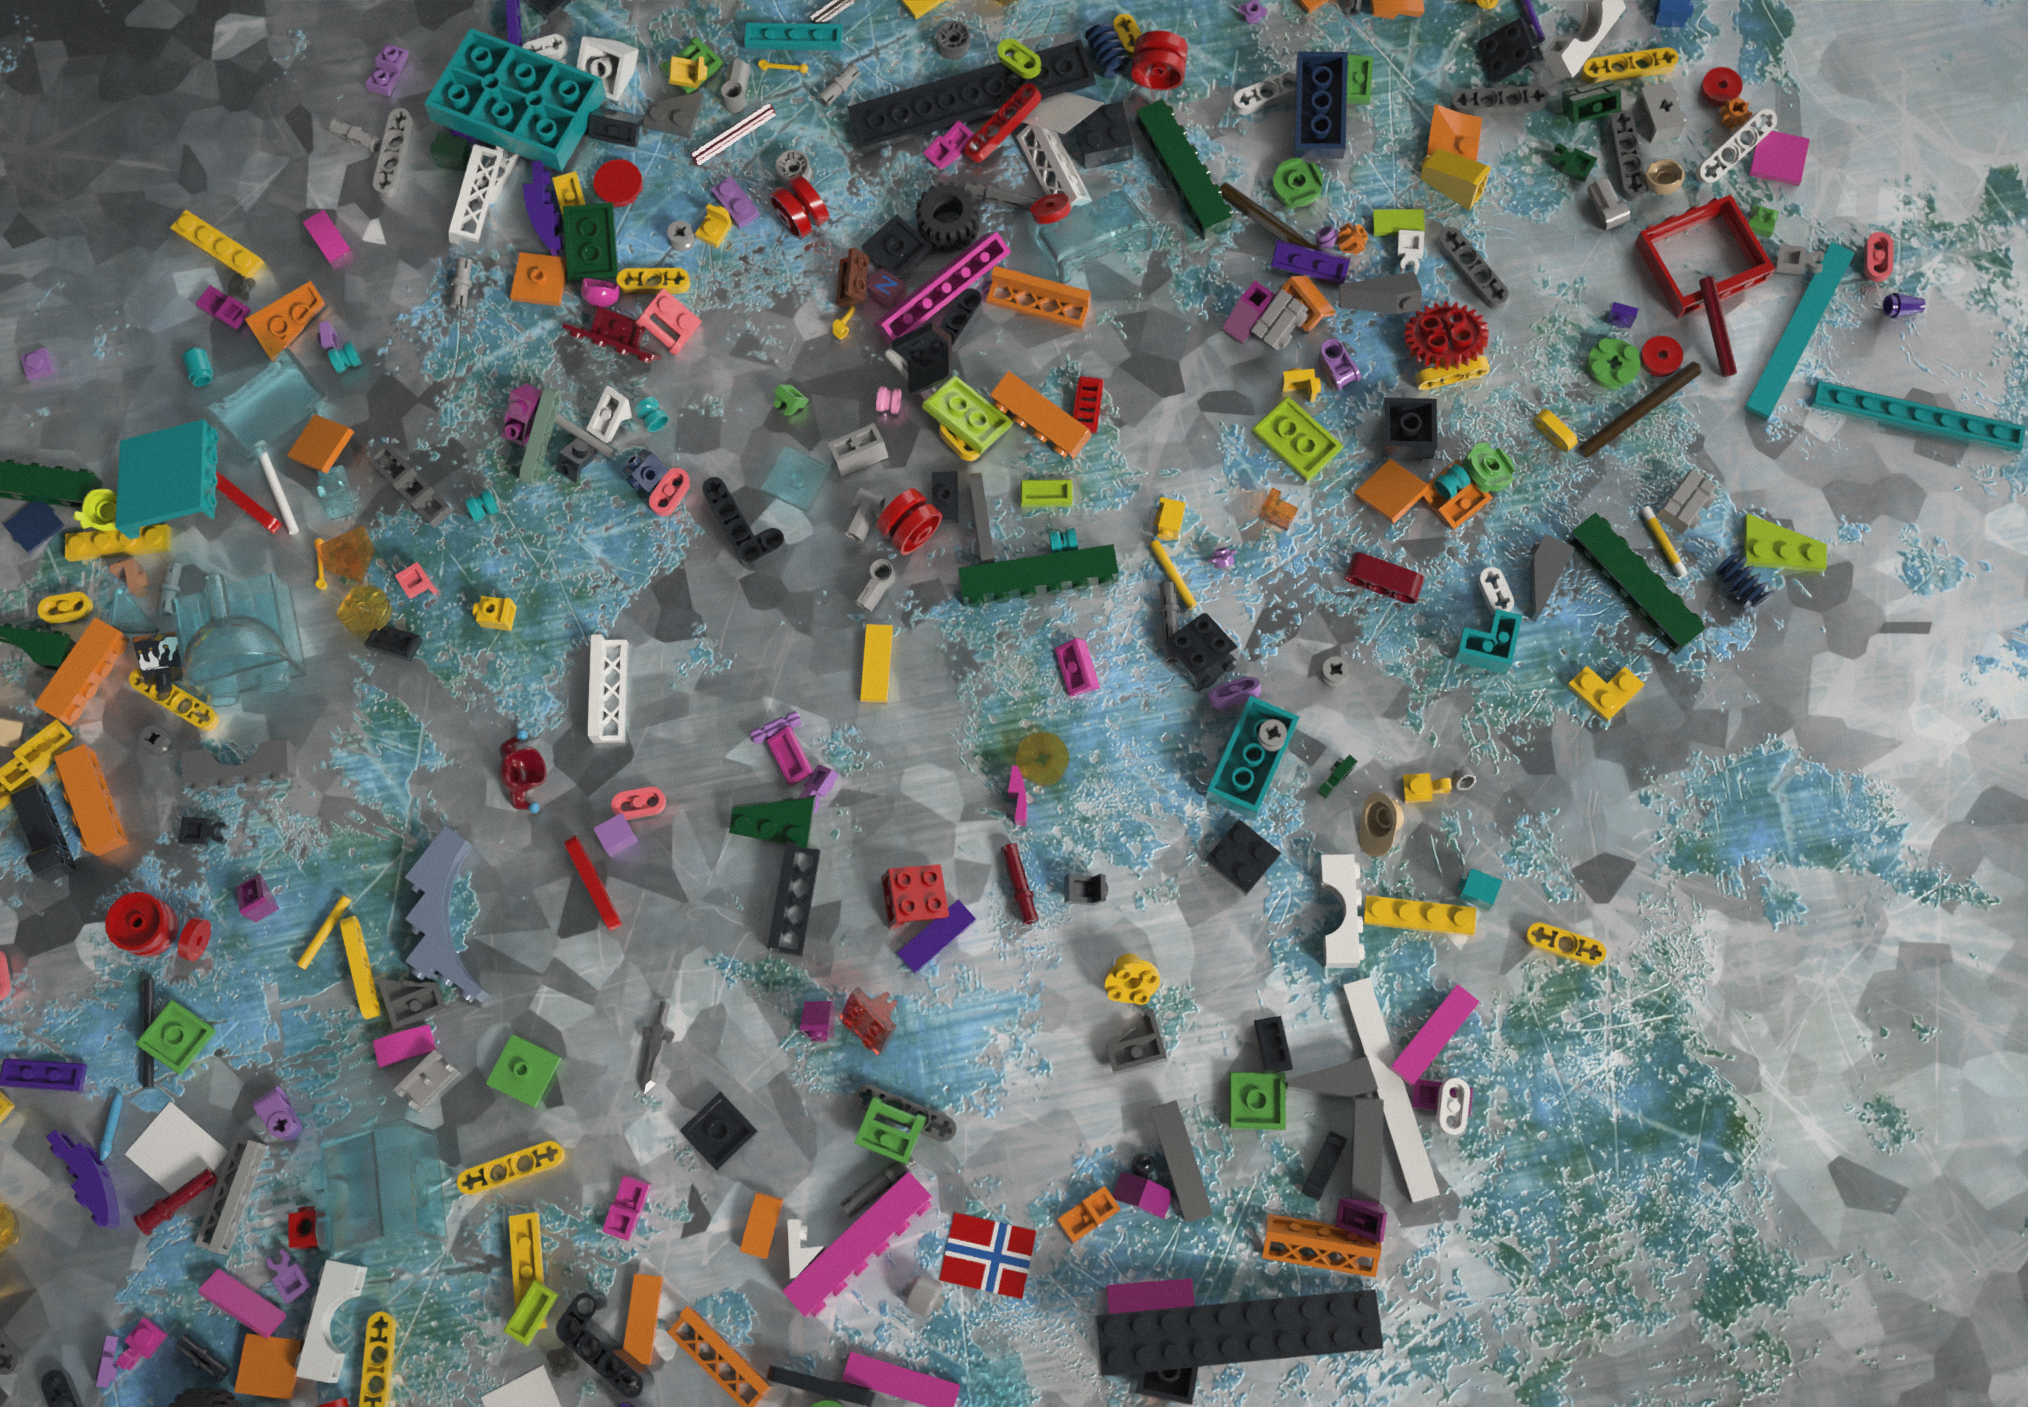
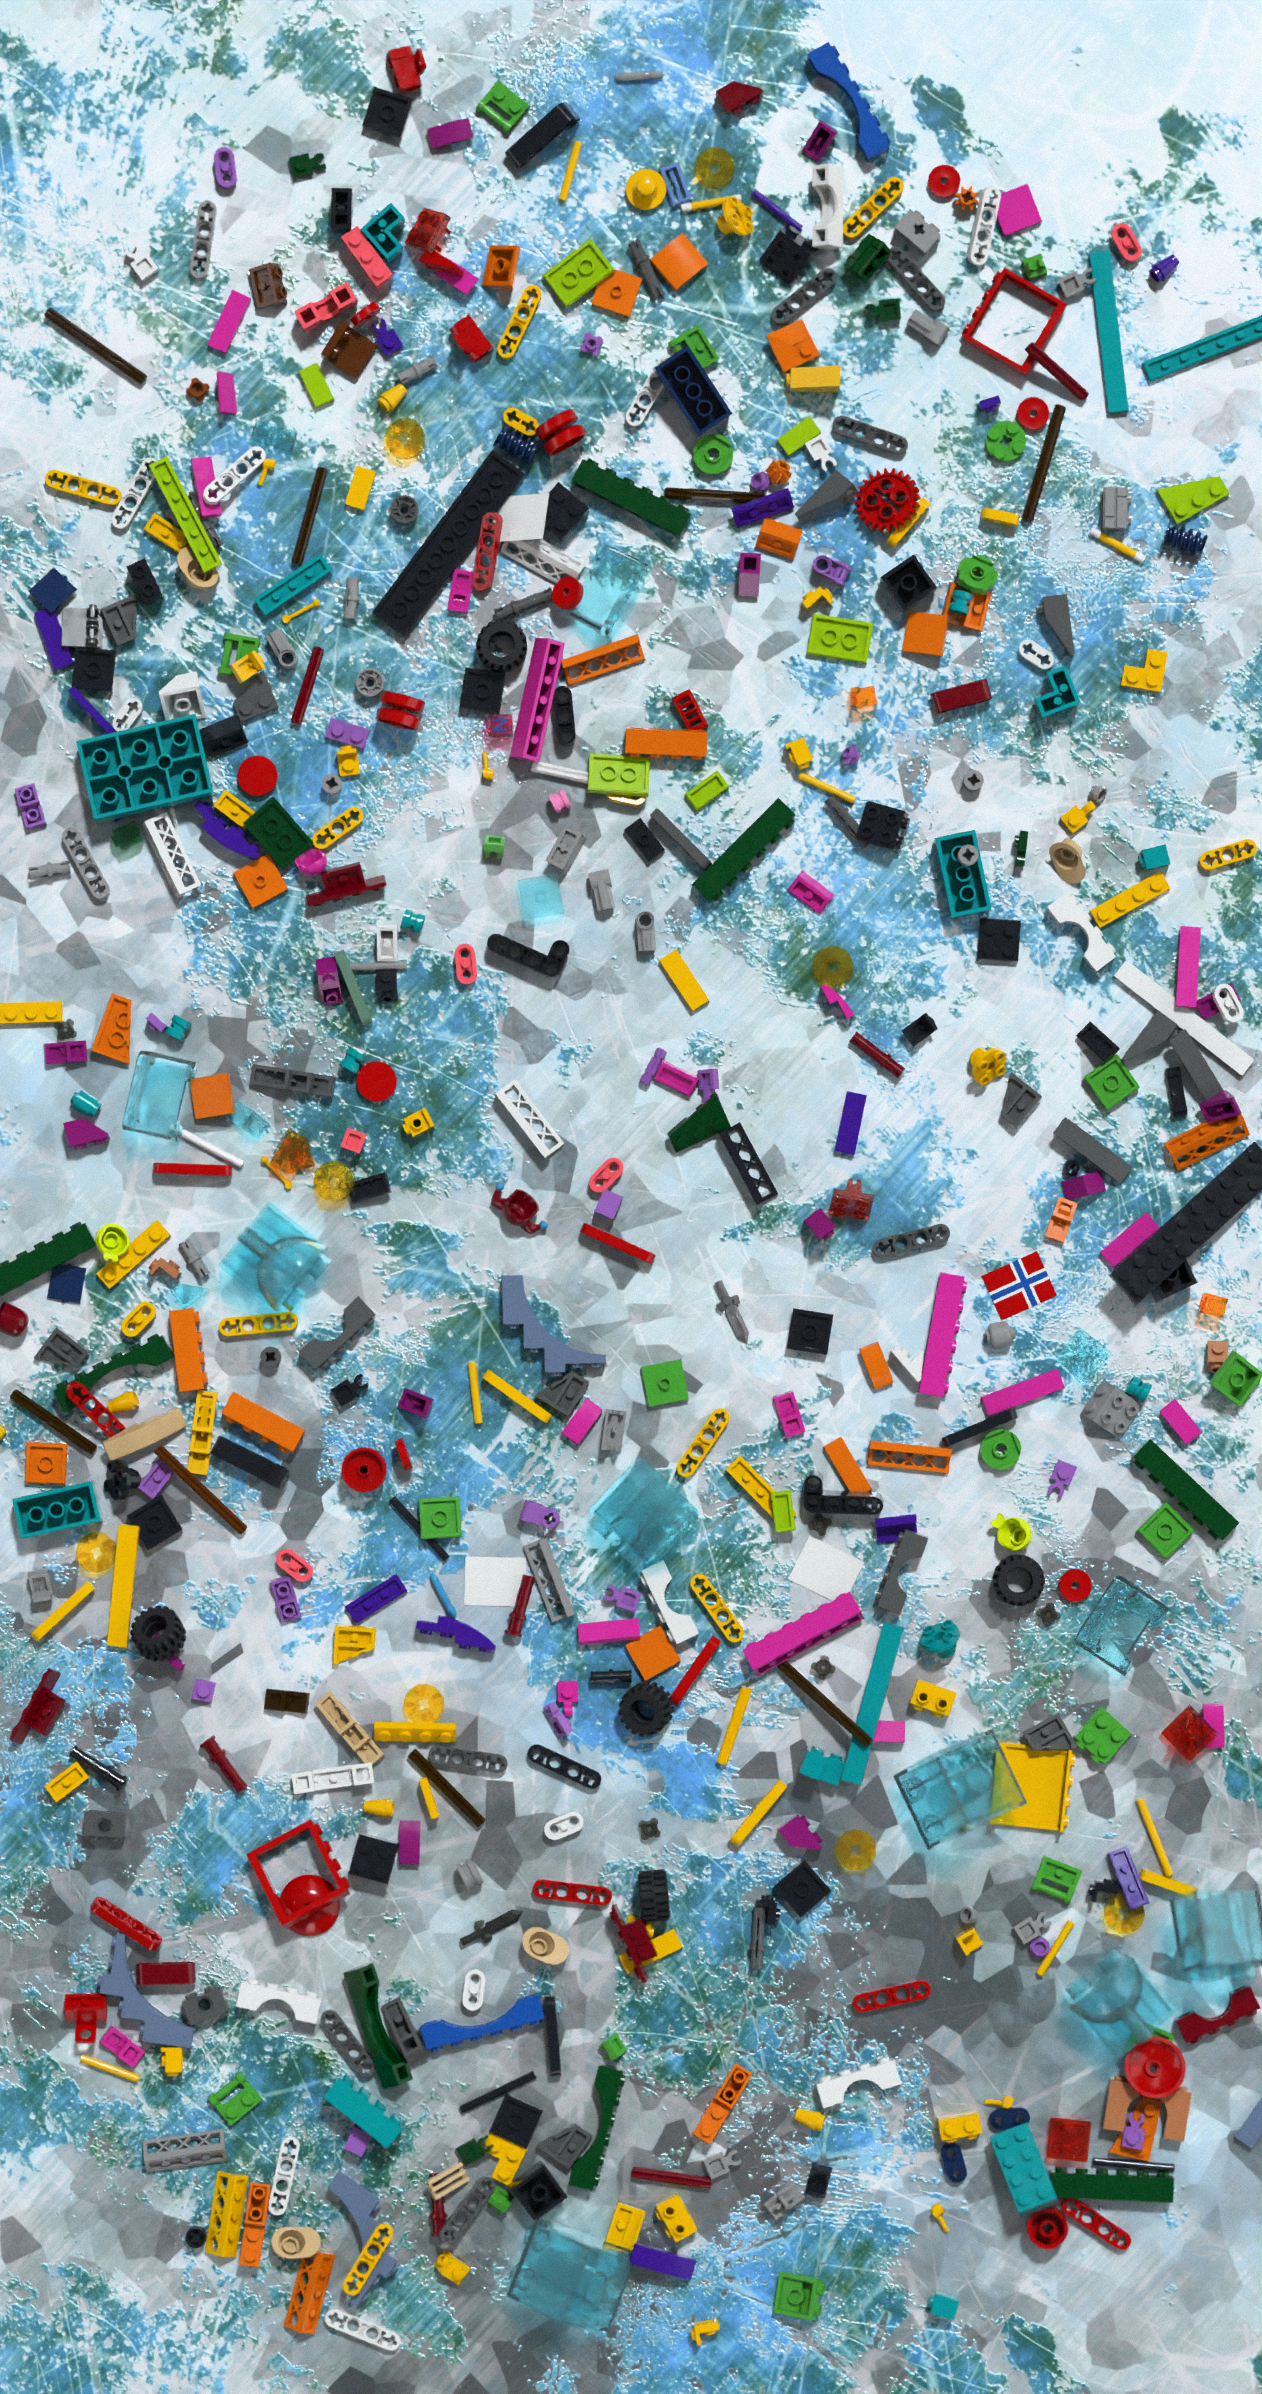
camera: 45 degrees left, 15 degrees up
(159, 659) = (234, 1305): torso -> none
(166, 476) = (137, 1190): teal panel -> none
(172, 391) = (81, 1132): none -> magenta slope
(297, 1238) = (618, 1570): red brick -> none
(326, 236) = (92, 953): dark pink slope -> none
(461, 283) = (212, 922): light grey pin -> none
(490, 544) = (376, 1081): none -> red tile
(644, 471) = (440, 962): dark blue brick -> none
(671, 314) = (374, 844): coral plate -> none
(852, 279) = (472, 735): copper bracket -> none
(876, 1186) = (928, 1287): dark grey pin -> none
(886, 1139) = (915, 1263): bright green plate -> none
(909, 521) = (638, 875): red wheel -> none
(914, 894) = (819, 1108): red bracket -> none
(928, 356) = (568, 758): black bracket -> none
(1020, 59) = (464, 496): lime plate -> none
(1068, 537) = (746, 813): teal wheel -> none
(1234, 693) = (921, 839): medium lavender plate -> none
(1280, 319) = (773, 566): light grey brick -> none
(1636, 583) = (1119, 588): dark green brick -> none
(1664, 176) = (951, 281): tan hair -> none

